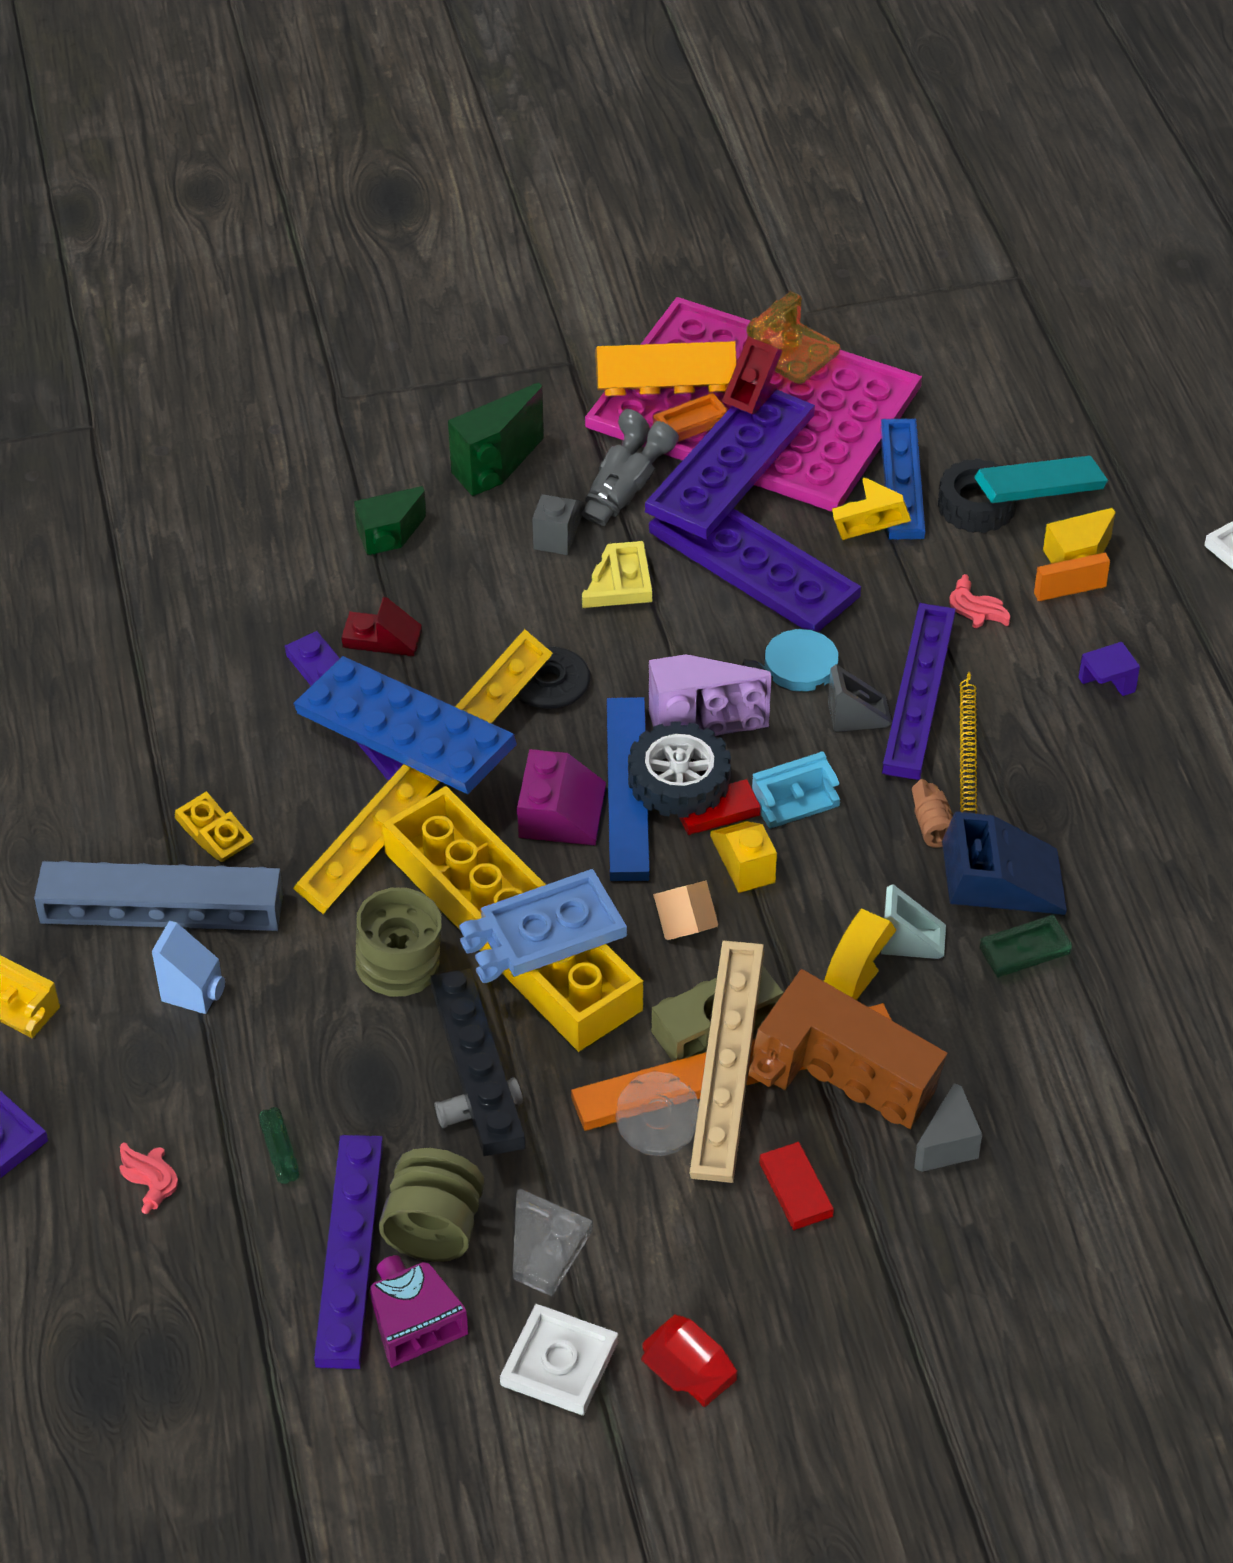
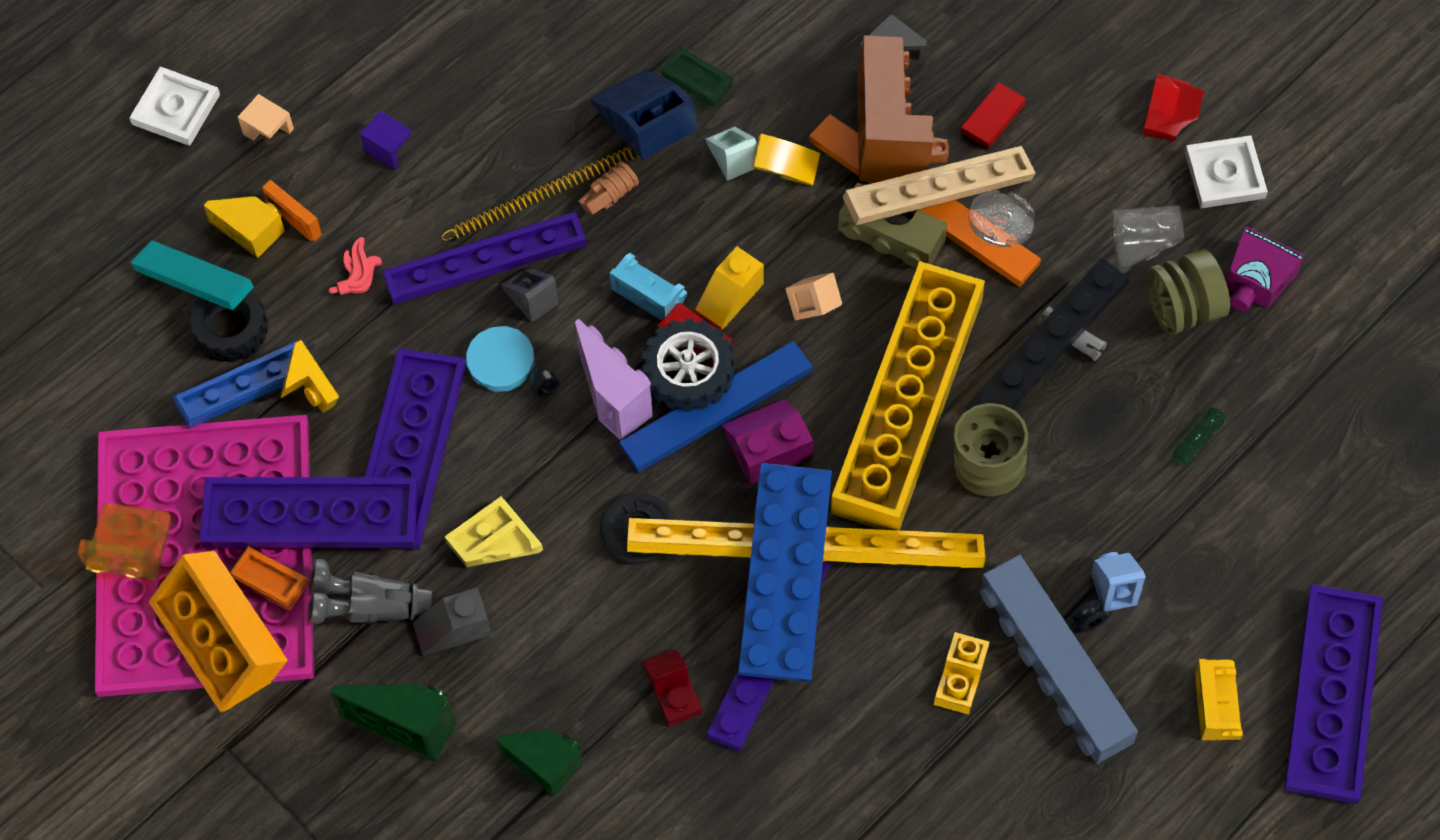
camera: 120 degrees left, 15 degrees up
(150, 1171) = (1279, 505): coral piece -> none
(349, 1253) = (1239, 343): dark purple plate -> none
(543, 926) = (921, 344): medium blue tile -> none
(752, 376) = (215, 525): dark red slope -> none
(1195, 594) = (264, 118): none -> light nougat panel

